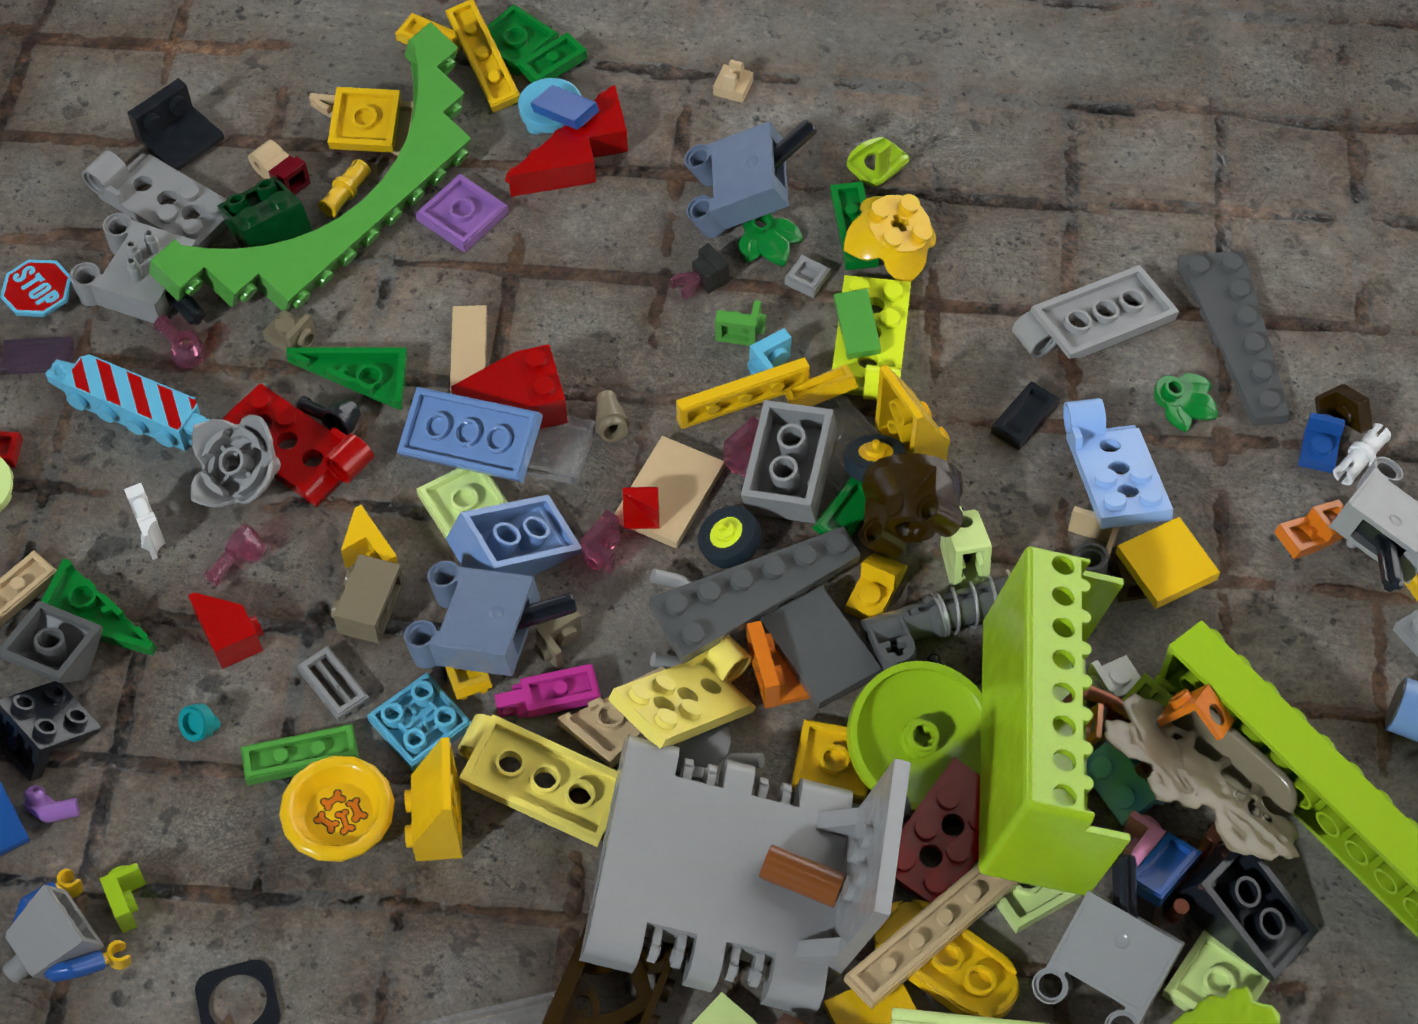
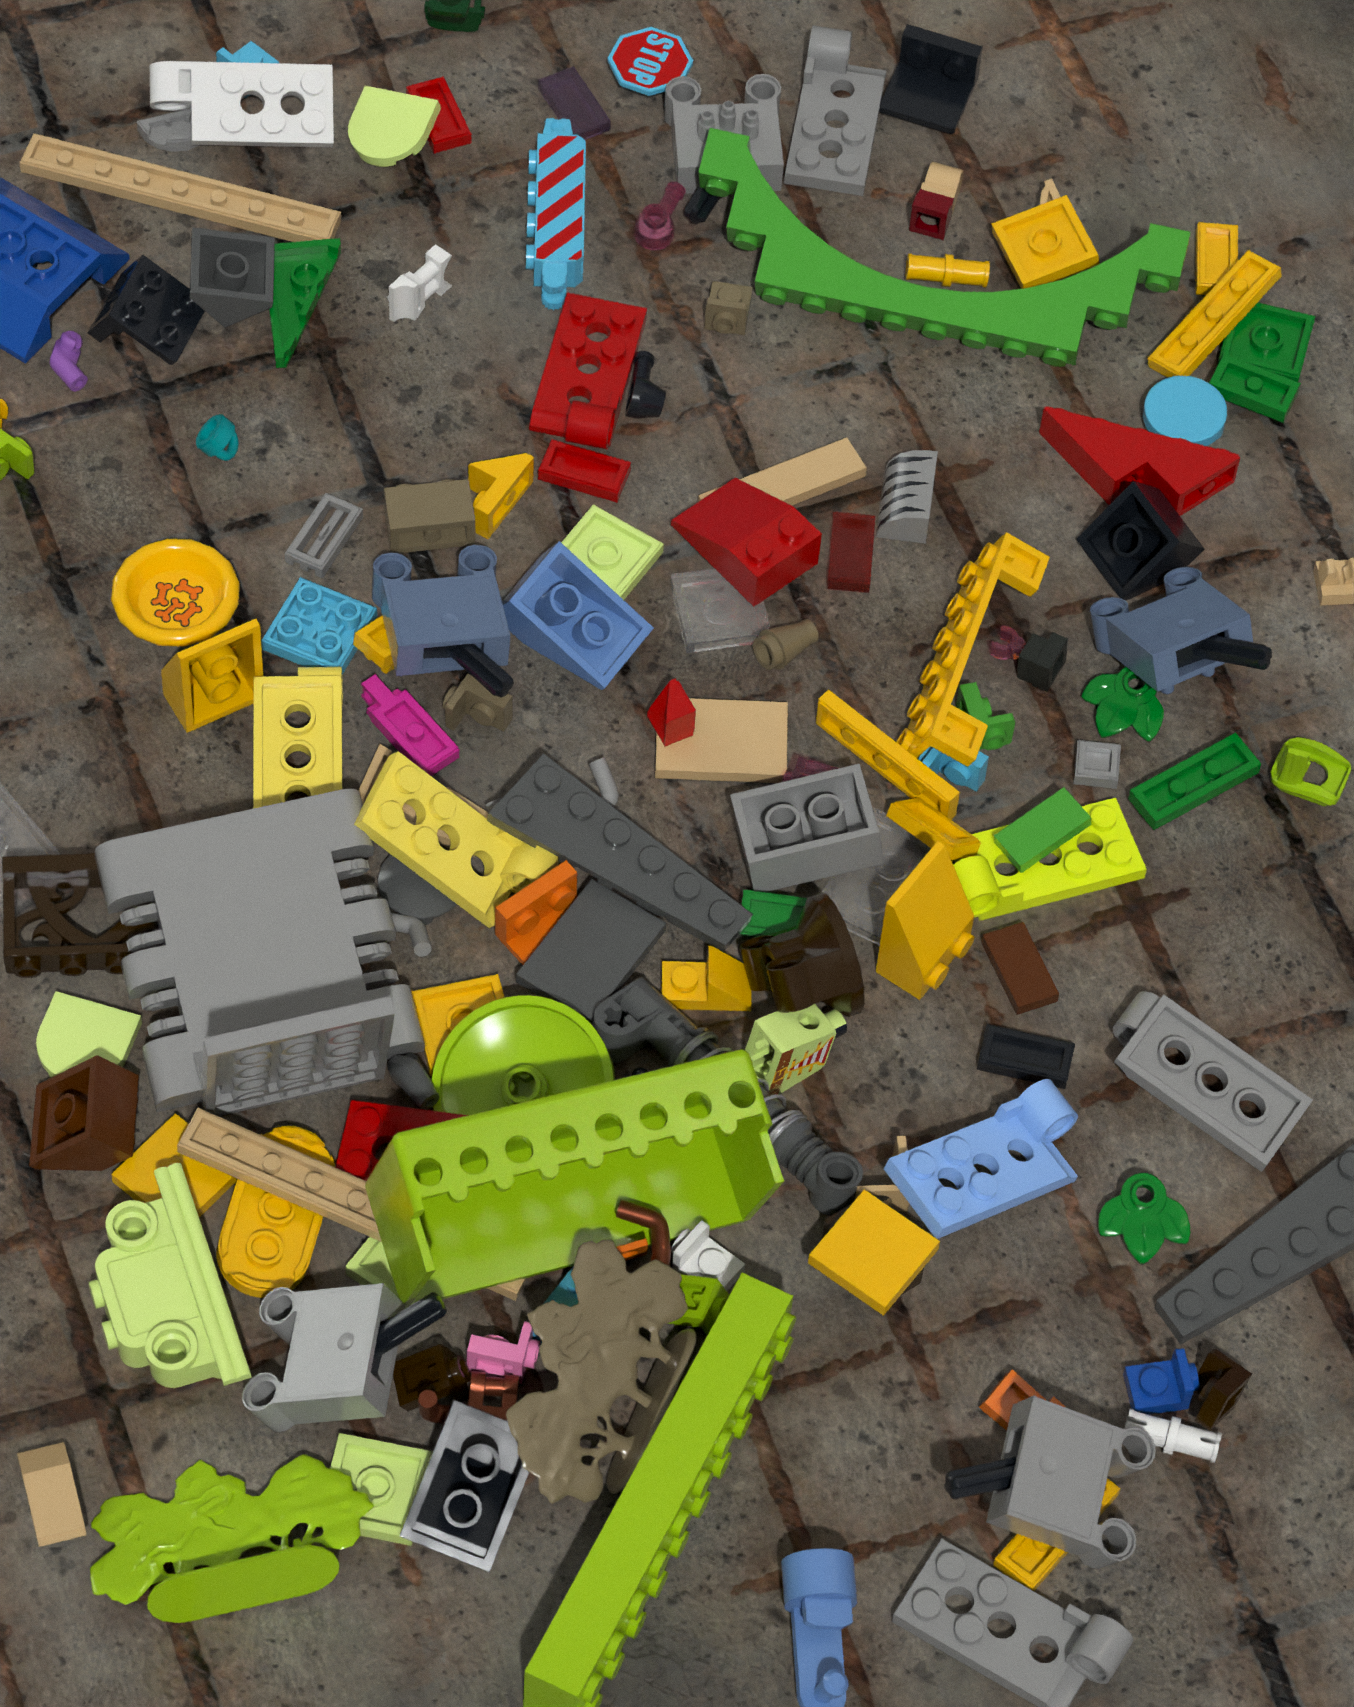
camera: 60 degrees right, 0 degrees up
(219, 449) = (527, 330): light grey brick -> none
(227, 628) = (330, 412): red slope -> none
(244, 546) = (439, 382): clear pink bar -> none
(265, 214) = (857, 214): dark green slope -> none
(291, 754) = (220, 528): bright green tile -> none
(367, 370) = (717, 395): green wing -> none
(379, 482) = (584, 470): none -> red tile
(462, 212) = (984, 395): medium lavender tile -> none
(470, 434) = (675, 516): medium blue tile -> none
(526, 290) = (907, 496): none -> light grey brick
(564, 107) = (1173, 420): tile -> none
(565, 349) = (851, 552): none -> clear red tile
(600, 541) = (615, 694): clear pink bracket -> none
(644, 174) = (1139, 541): none -> black slope
(684, 310) = (932, 716): none -> yellow bracket
(729, 536) = (686, 814): black wheel -> none
(802, 875) = (276, 993): dark orange piece -> none
(868, 449) = (862, 908): black wheel -> none
(895, 232) = (1176, 844): yellow brick -> none
(953, 388) = (1020, 968): none -> reddish brown tile
(1165, 868) = (472, 1374): blue tile -> none
(1200, 701) = (674, 1320): orange bracket -> none

